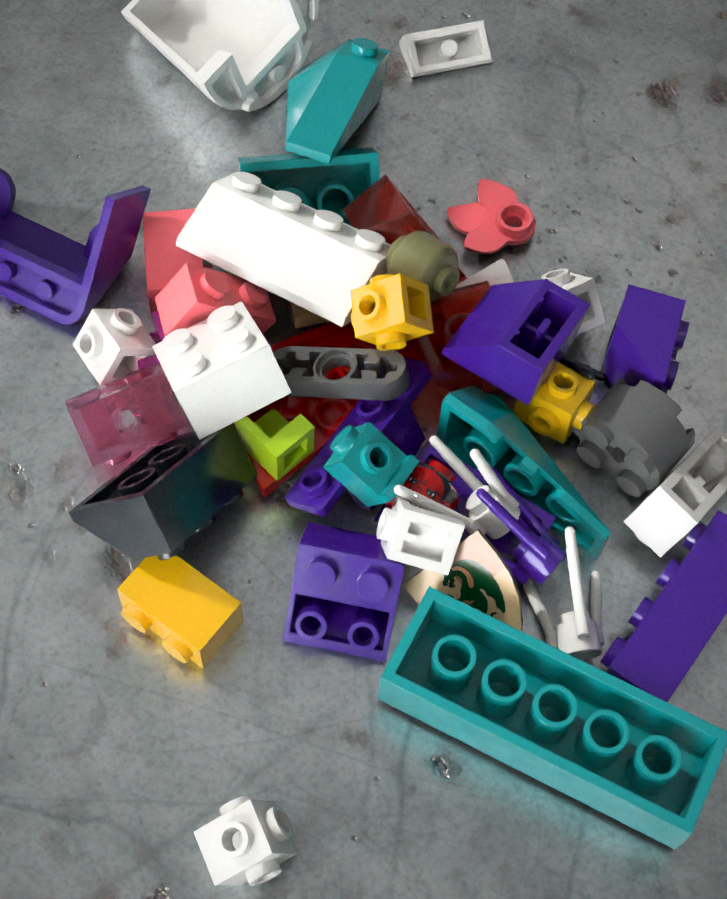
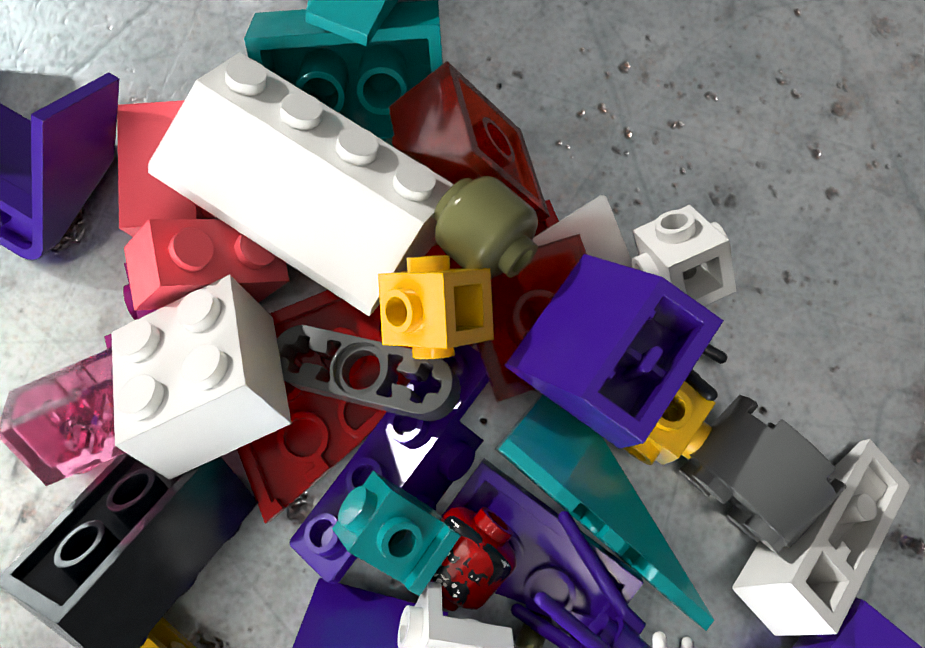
camera: 10 degrees right, 20 degrees up
(113, 343) = (76, 304): white brick -> none
(276, 442) = (278, 467): lime panel -> none
(479, 513) = (545, 572): white plant -> none
(489, 219) = (586, 109): coral plate -> none
(645, 339) = (788, 343): dark purple slope -> none

